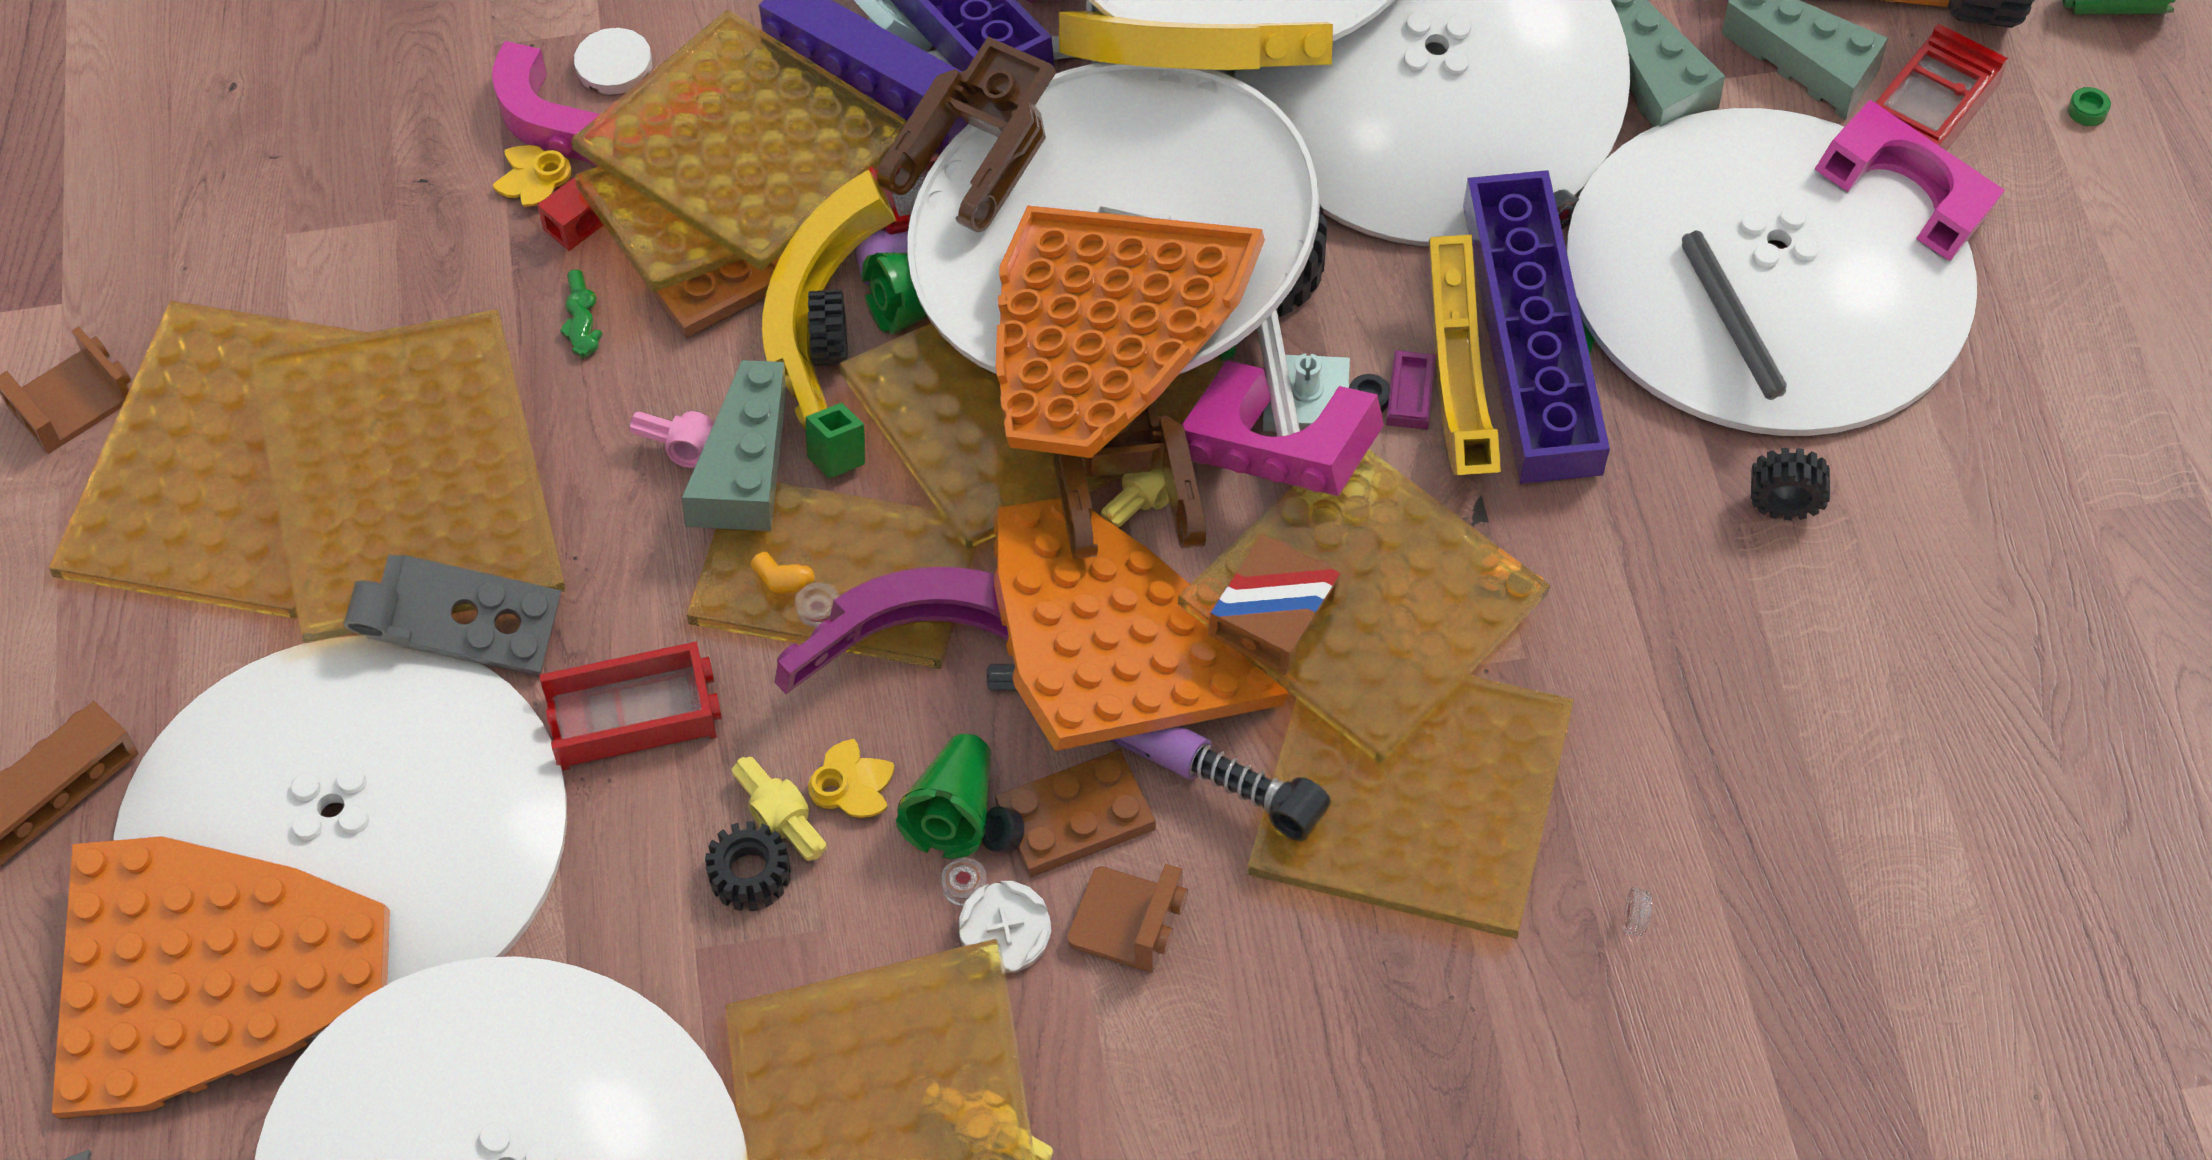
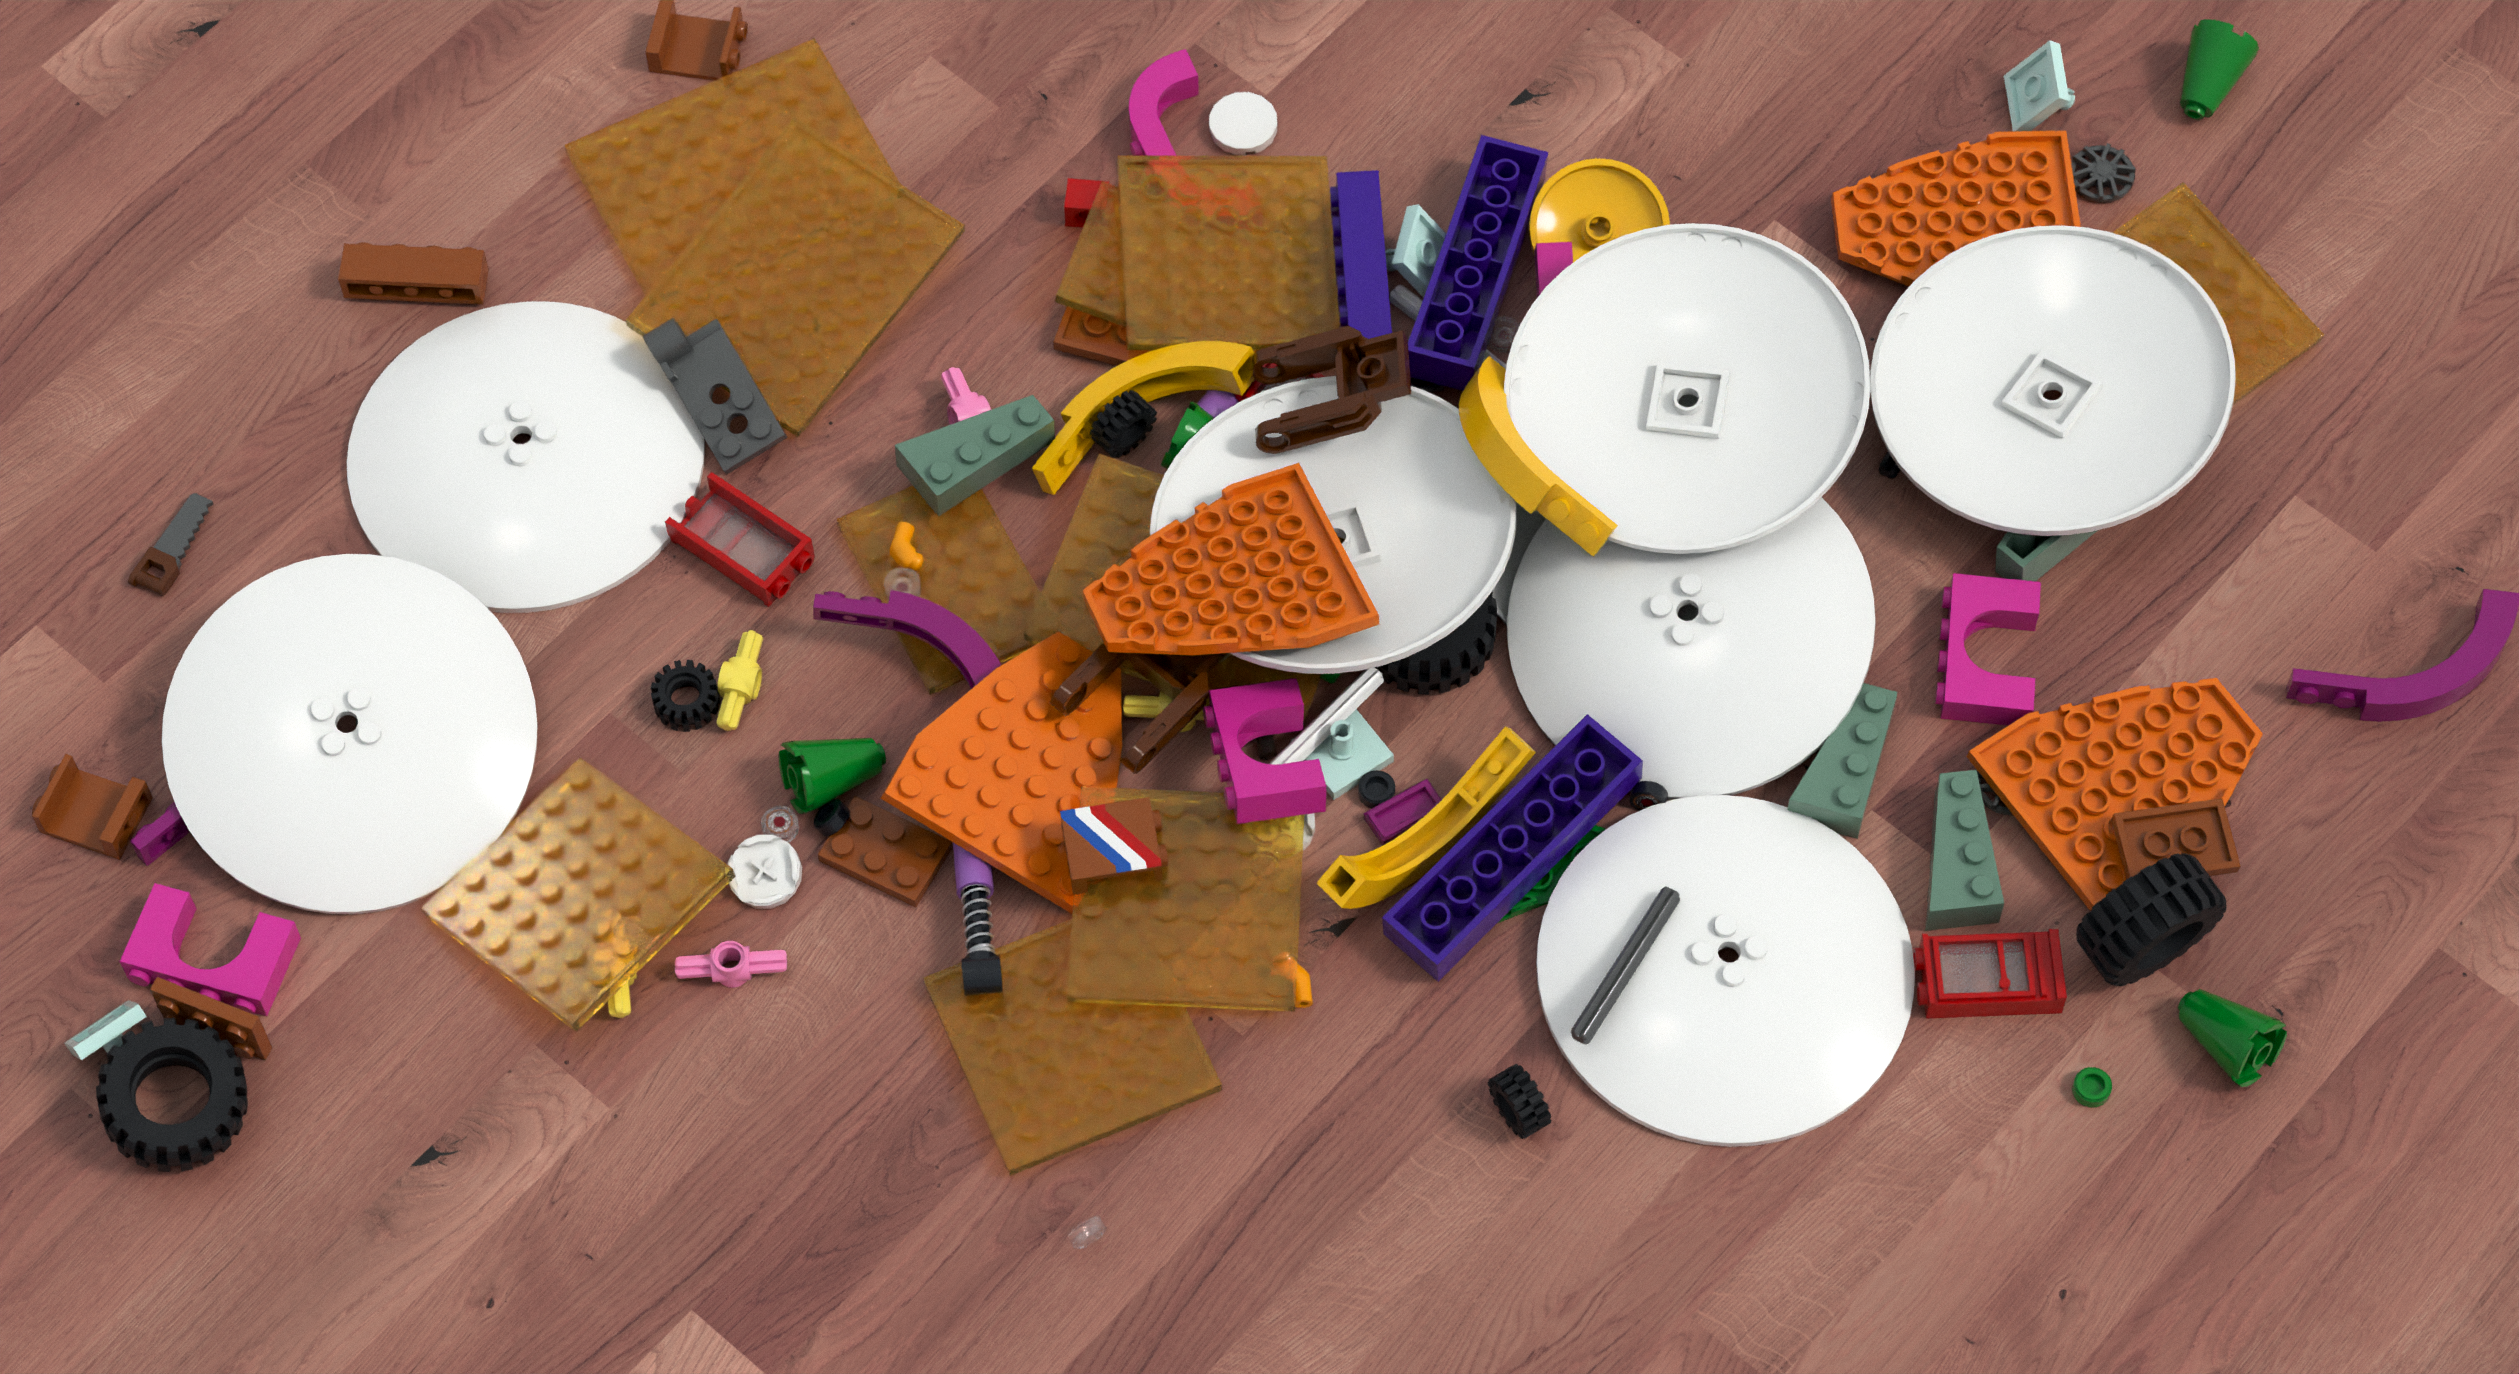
camera: 50 degrees right, 5 degrees up
(199, 969) = (362, 458): orange wing -> none
(533, 174) = (1097, 155): yellow plate -> none
(580, 326) = (1005, 281): green animal -> none
(835, 440) = (1037, 498): green brick -> none
(857, 779) = (801, 710): yellow plate -> none
(1071, 1039) = (749, 963): none -> bright pink axle
(1128, 916) = (830, 935): dark orange bracket -> none
(1883, 141) = (1892, 958): dark pink arch -> none

